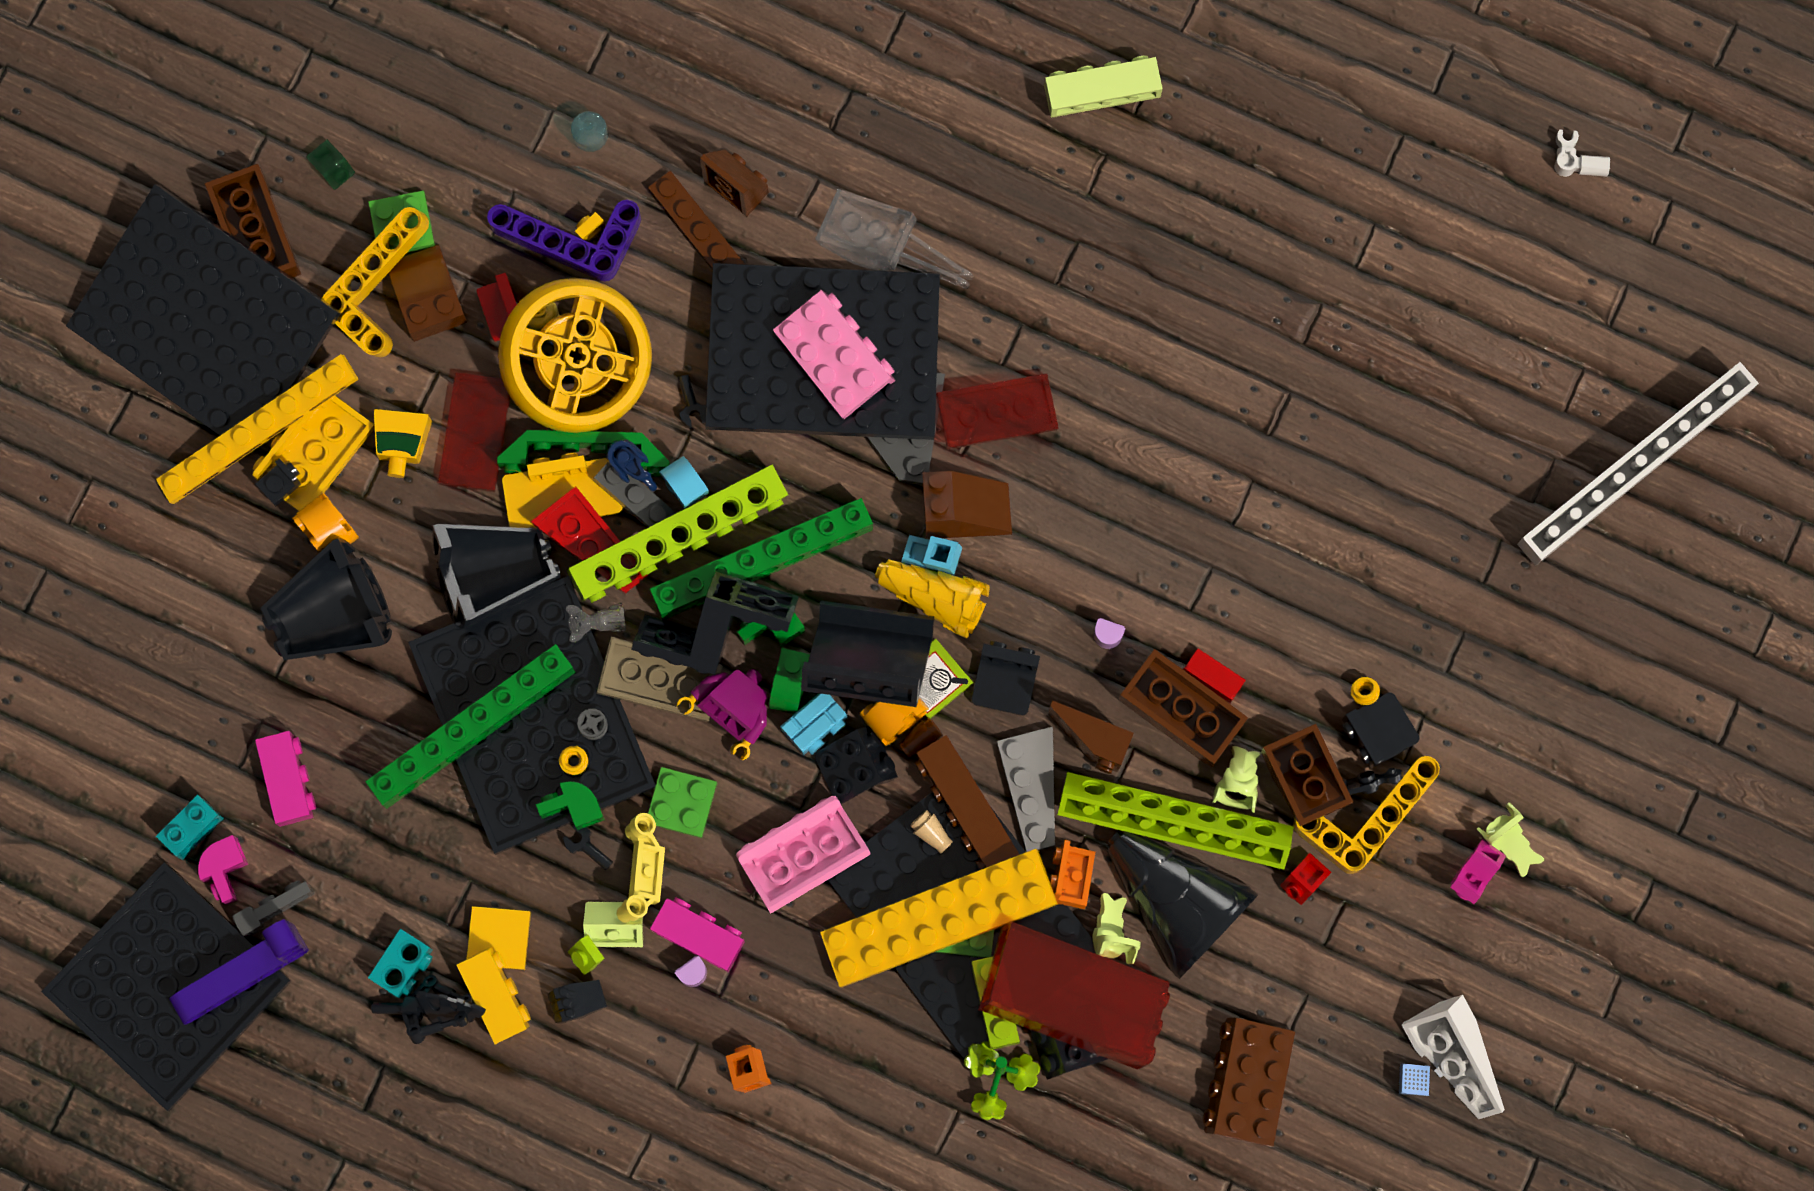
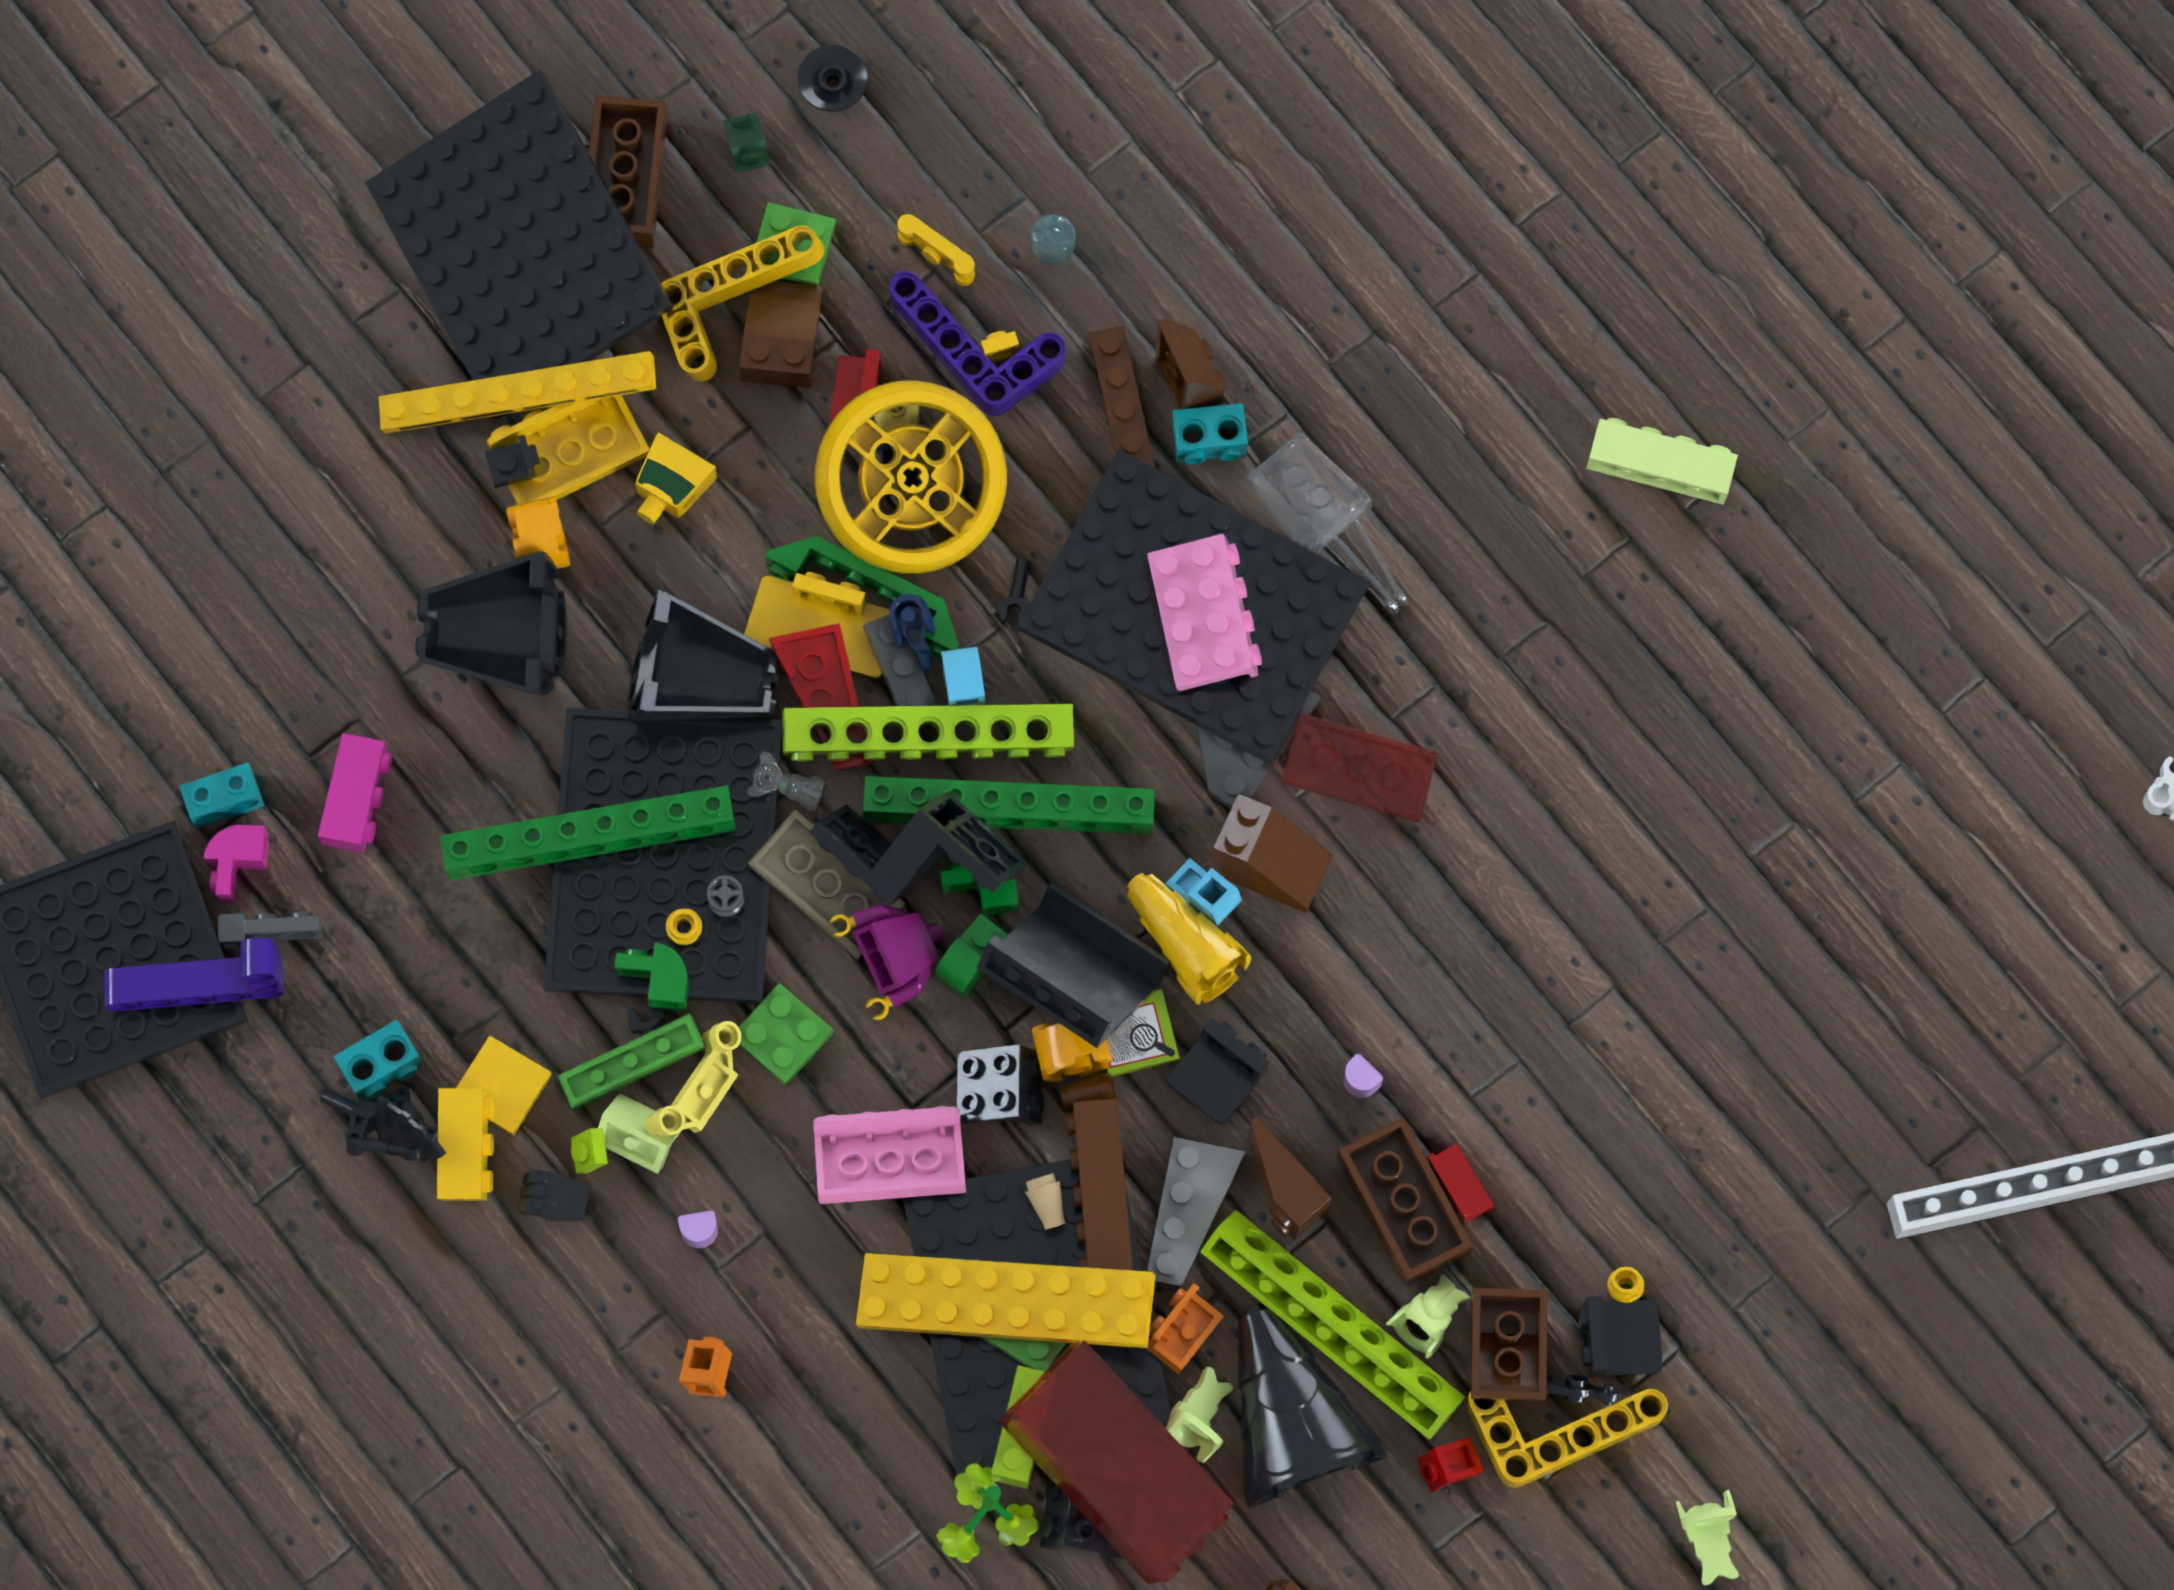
camera: 25 degrees right, 5 degrees down
(365, 76) = (832, 63): none -> black dish
(474, 432) = (757, 513): clear red tile -> none
(508, 177) = (936, 248): none -> yellow plate
(584, 875) = (631, 1061): none -> bright green tile
(698, 934) = (727, 1189): dark pink brick -> none
(766, 213) = (1208, 423): none -> teal brick
(814, 723) = (976, 1017): medium azure brick -> none
(1477, 871) = (1652, 1552): dark pink brick -> none

